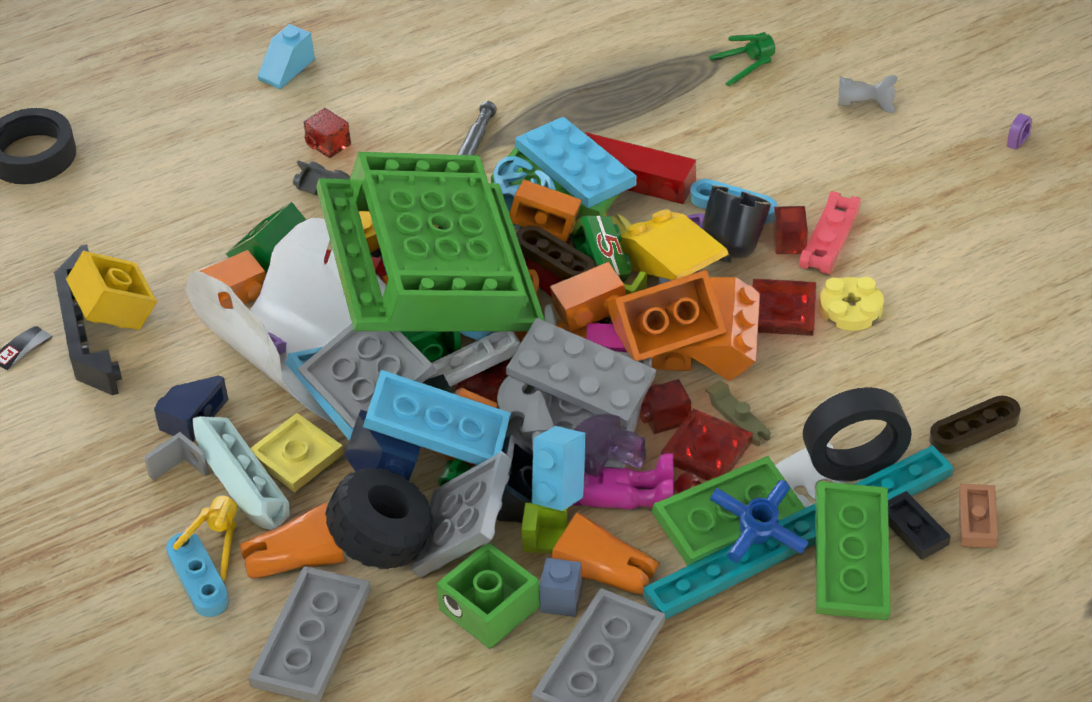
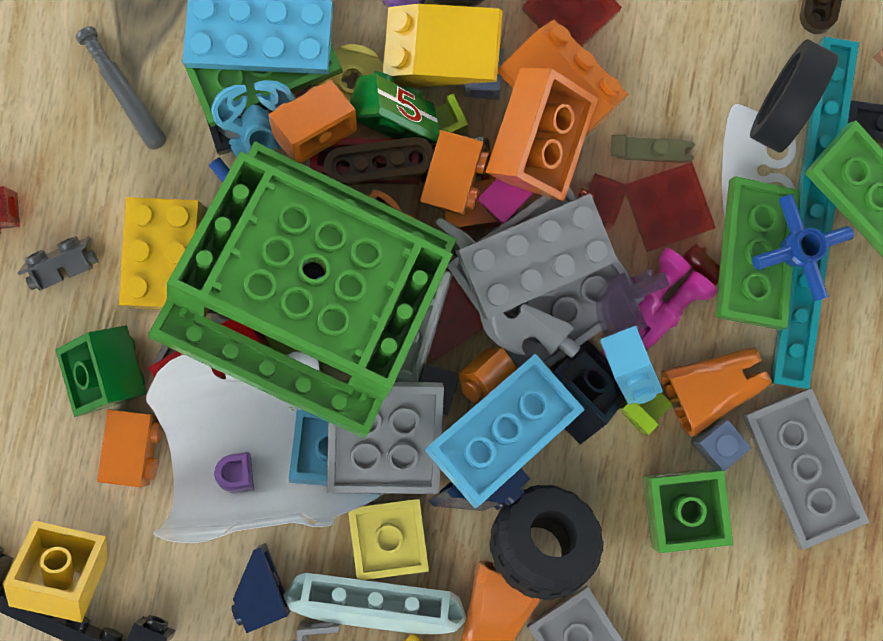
camera: 55 degrees left, 40 degrees up
(464, 514) = (602, 468): light grey plate -> none

